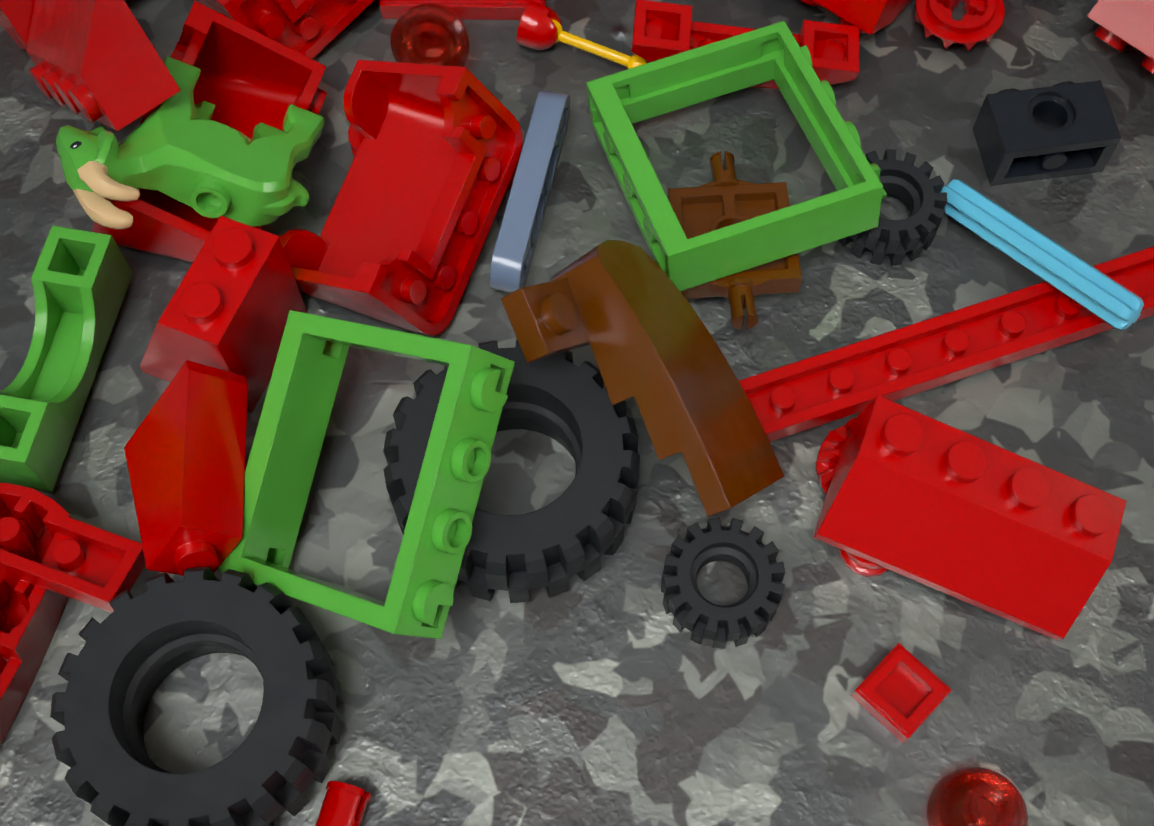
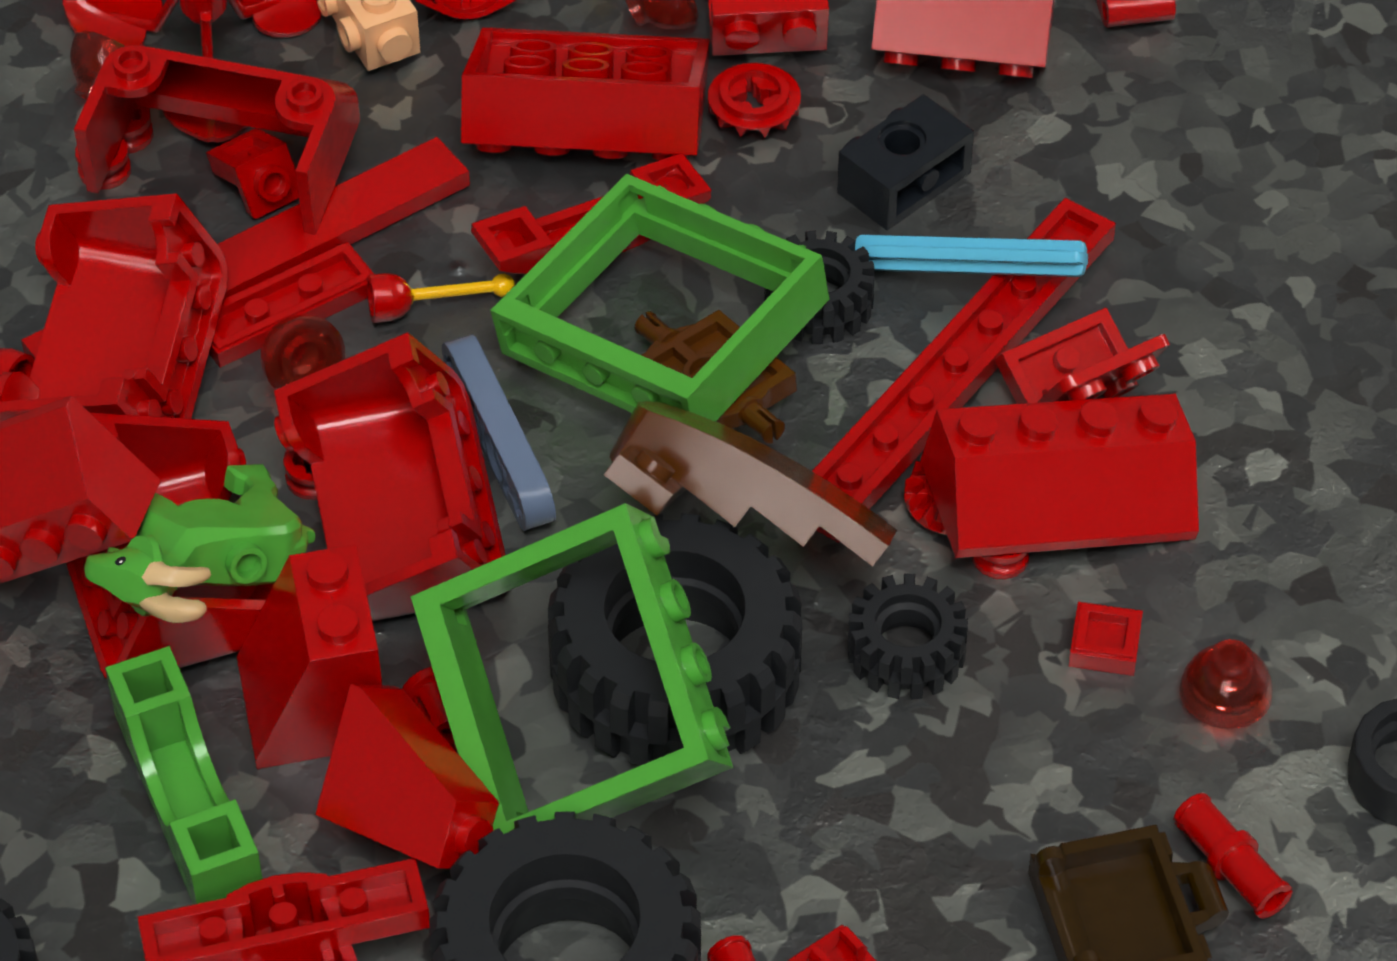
camera: 35 degrees left, 15 degrees down
(1055, 409) = (1079, 362): none -> red bracket

